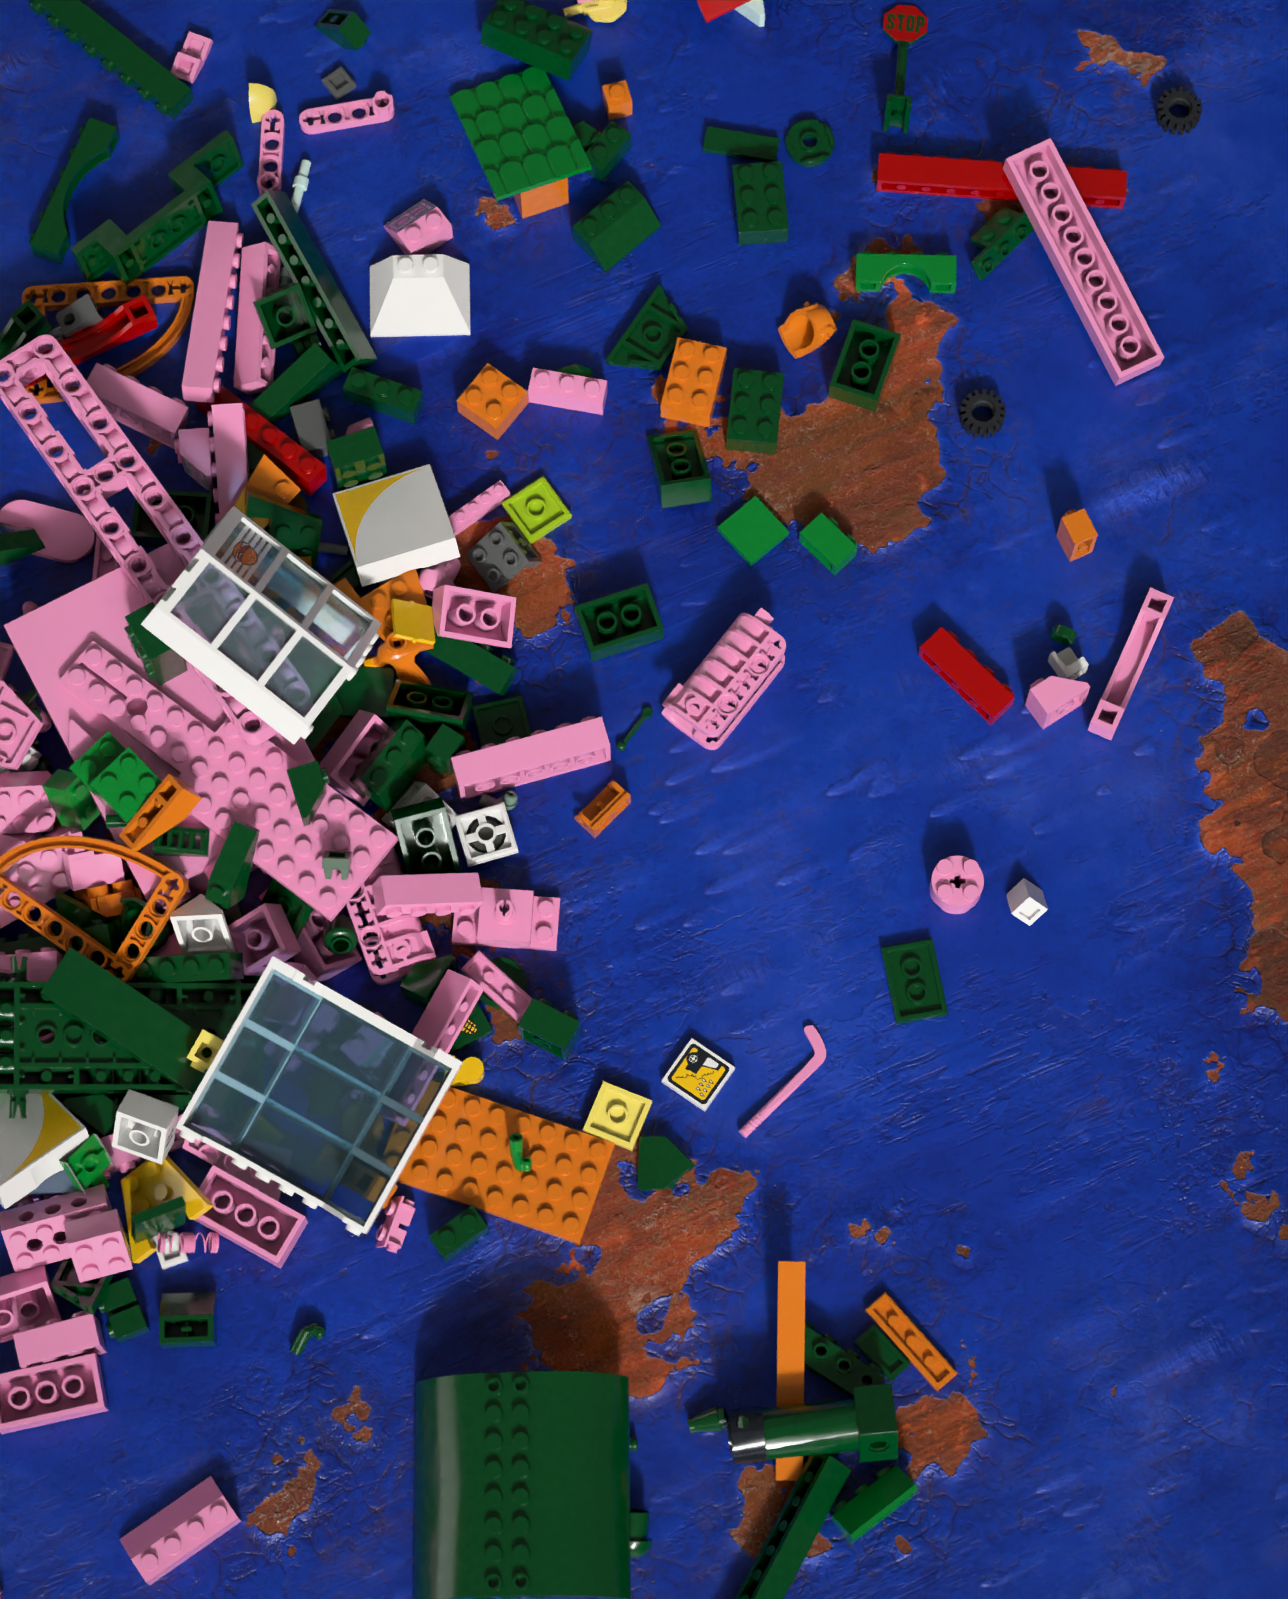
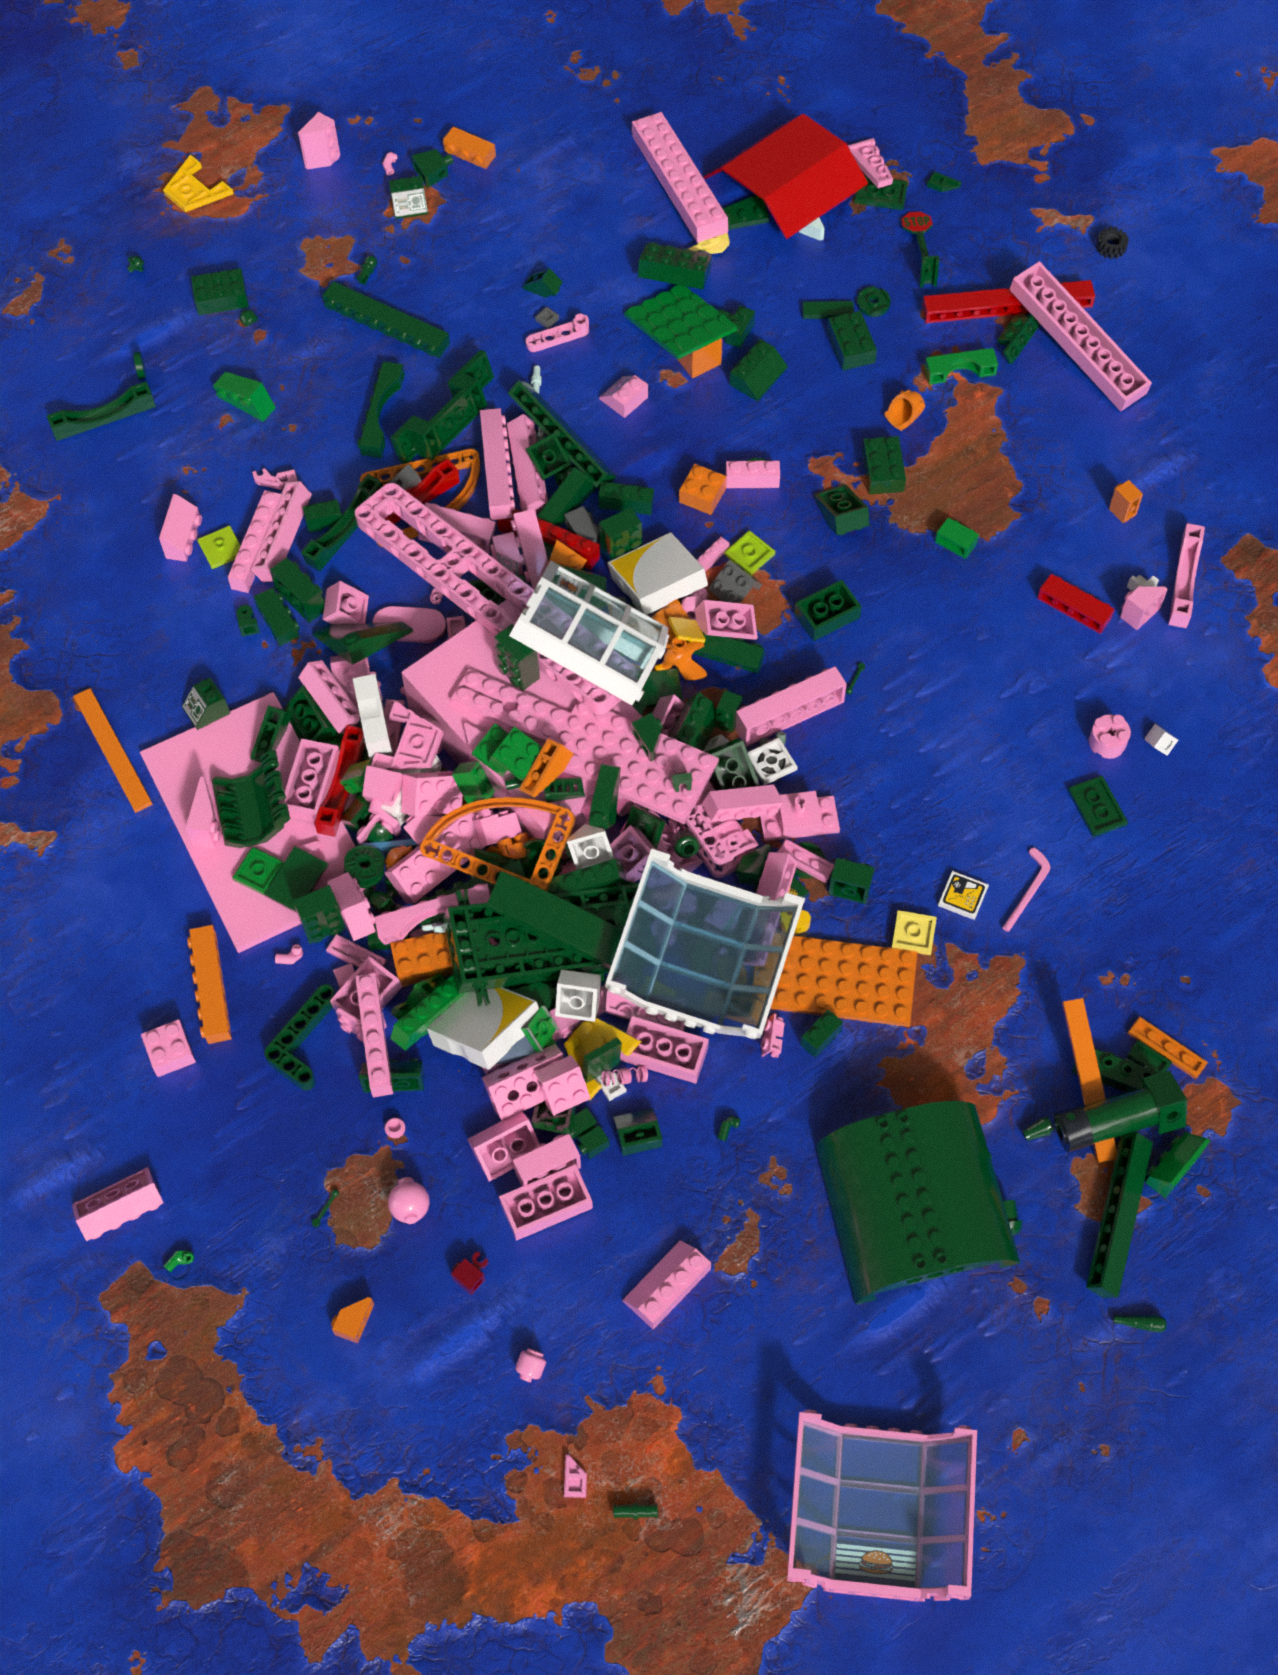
camera: 10 degrees left, 10 degrees down
(192, 57) = (444, 316): bright pink slope -> none
(205, 1040) = (613, 923): light yellow brick -> none
(260, 101) = (498, 334): light yellow brick -> none
(268, 155) = (510, 367): bright pink beam -> none
(419, 296) = (634, 434): white slope -> none
(430, 705) = (709, 684): dark green slope -> none
(501, 720) = (759, 687): dark green tile -> none
(516, 1151) = (849, 968): green arm -> none
(603, 808) = (848, 732): orange hinge -> none
(617, 100) = (738, 295): orange brick -> none
(650, 336) = (799, 432): dark green wing -> none
(660, 1163) = (953, 959): dark green slope -> none
(693, 382) = (837, 454): orange brick -> none
(723, 676) = (910, 633): bright pink piece -> none
(753, 531) = (902, 540): green tile -> none
(864, 365) = (950, 424): dark green brick -> none
(987, 400) = (1034, 449): black tyre -> none
(1063, 634) = (1134, 566): dark green tile -> none

